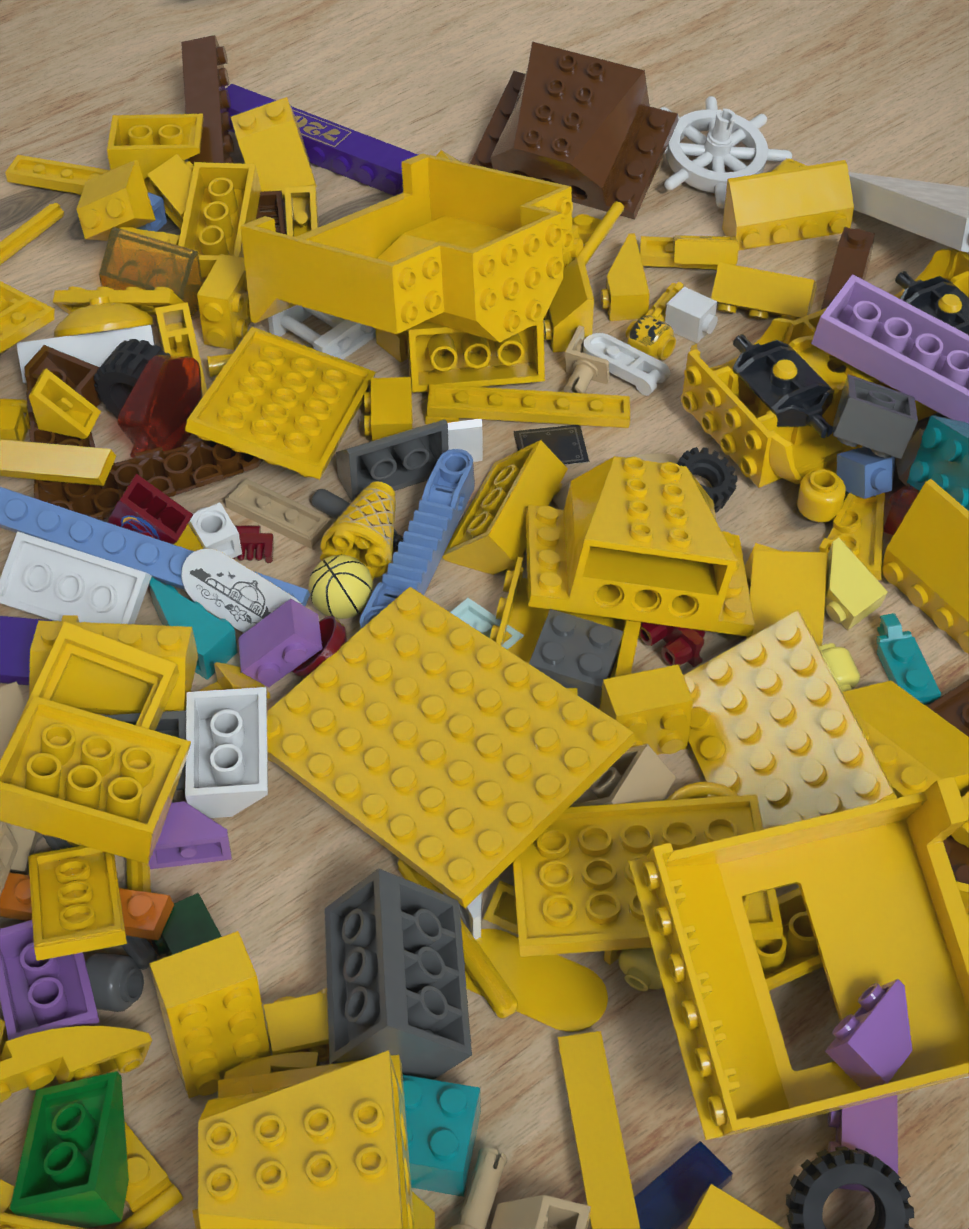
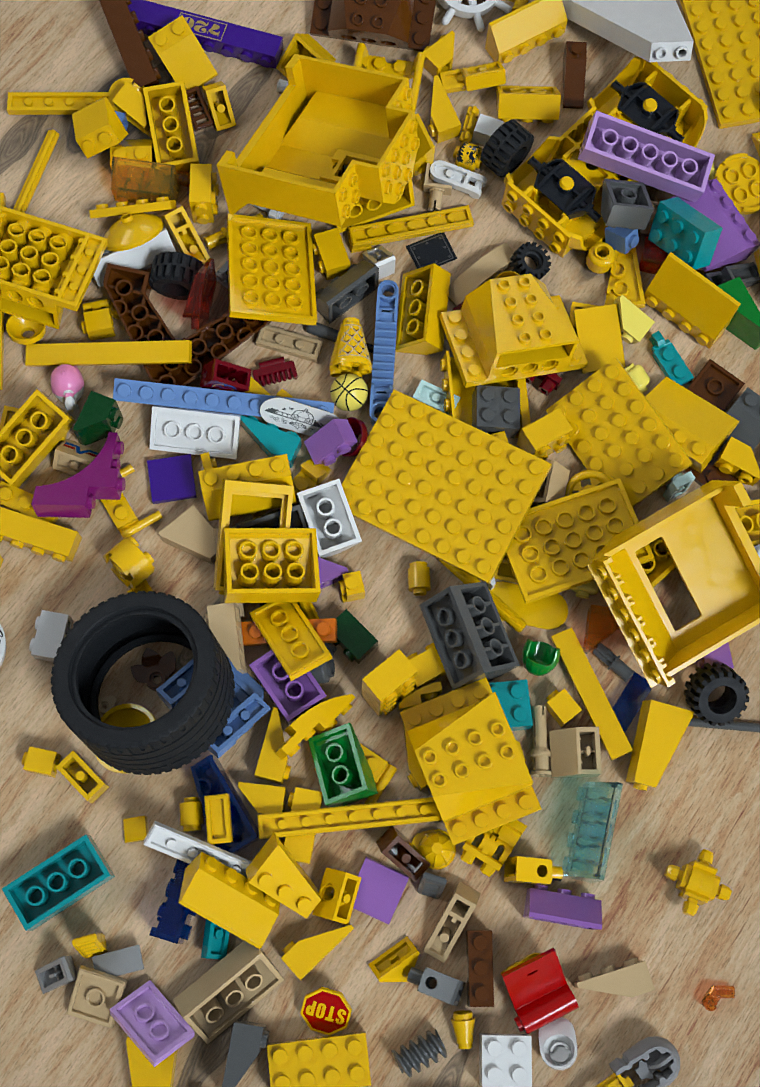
camera: 20 degrees left, 25 degrees up
(61, 408) = (144, 313): yellow slope -> none
(153, 139) = (104, 70): yellow slope -> none
(216, 530) = (272, 376): white brick -> none
(227, 867) = (352, 587): none -> yellow brick
(347, 873) = (419, 578): none -> yellow brick
(519, 1064) = (539, 657): none -> green hair
(537, 1163) = (562, 706): none -> yellow brick
(649, 216) = (440, 55): none -> yellow slope
(649, 1047) = (599, 626): none -> clear orange slope
(663, 1113) = (613, 662): none -> dark grey axle
(713, 321) = (507, 148): none -> black tyre
(876, 1038) = (714, 607): medium lavender slope -> none

